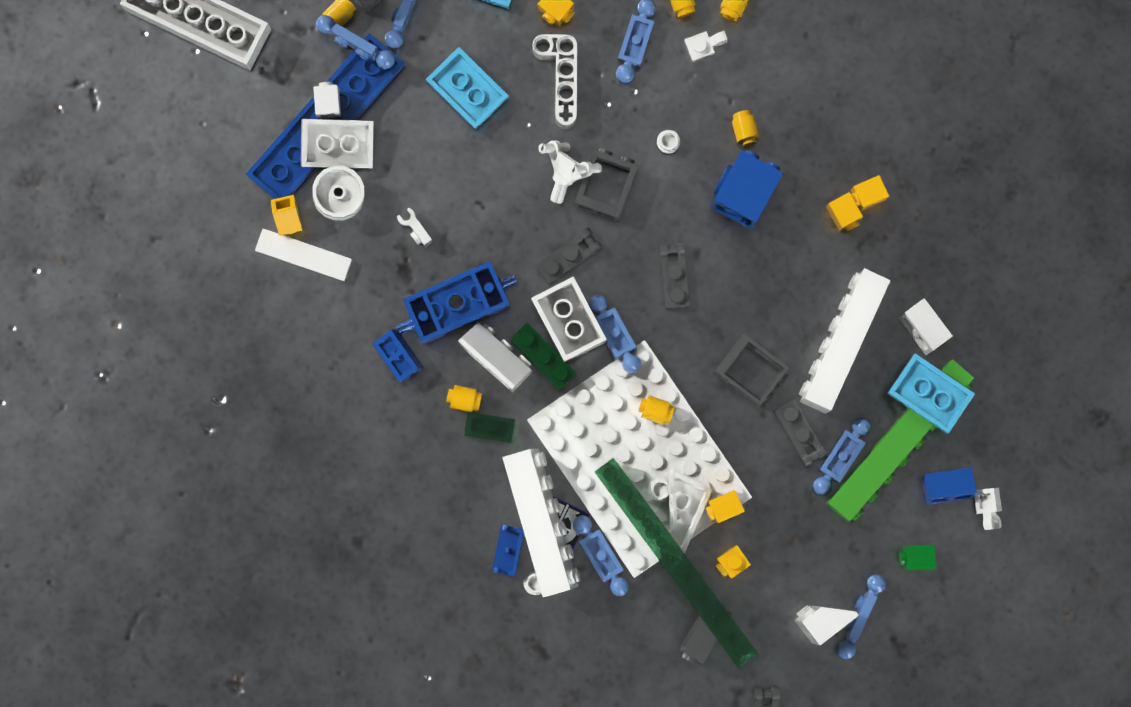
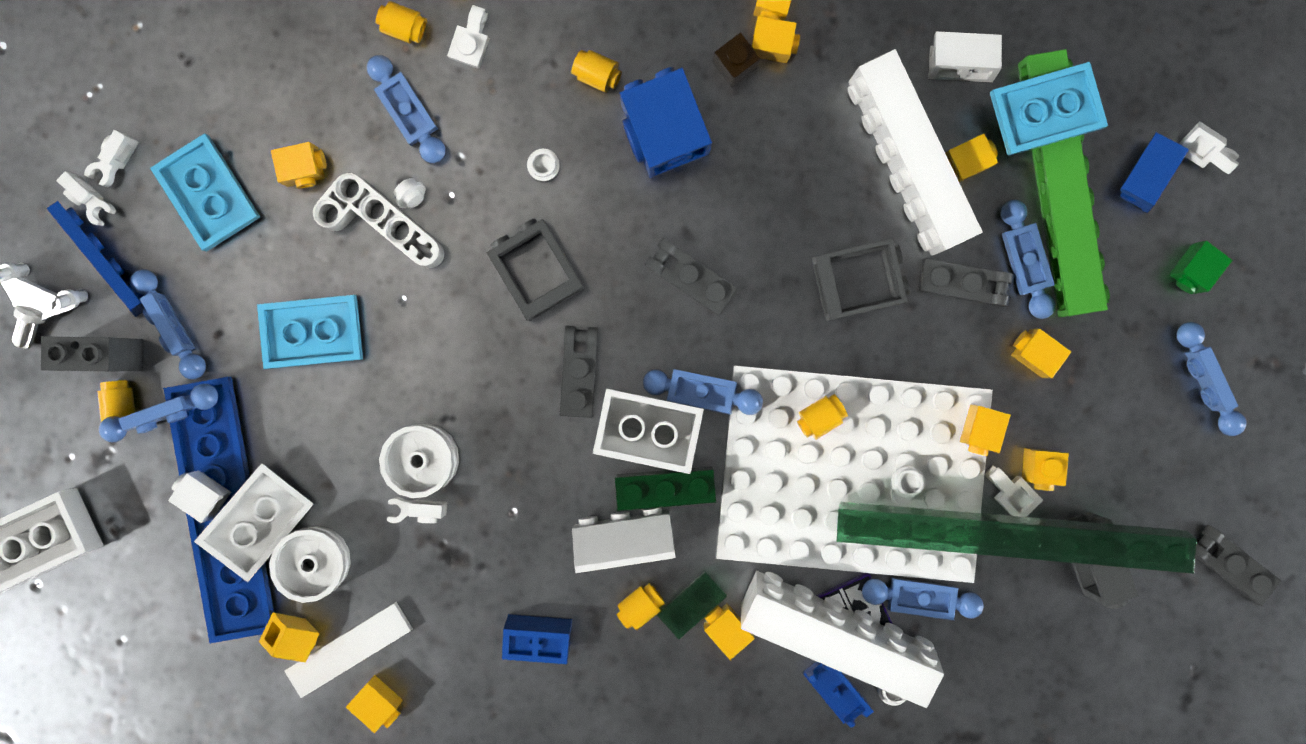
camera: 45 degrees left, 5 degrees up
(286, 295) = (375, 705): none -> yellow brick
(451, 220) = (399, 463): none -> white wheel
(481, 294) = (538, 499): blue brick -> none
(491, 458) = (725, 630): none -> yellow brick
(565, 168) = (483, 299): white axle -> none
(590, 80) = (409, 193): none -> white plate
(686, 506) = (950, 470): white wing -> none
(703, 559) = (1014, 495): none -> white plate
(795, 505) = (1040, 352): none -> yellow brick
(815, 200) = (736, 59): none -> dark brown brick
(823, 622) = (1197, 424): white slope -> none
(871, 376) = (972, 157): none -> yellow brick

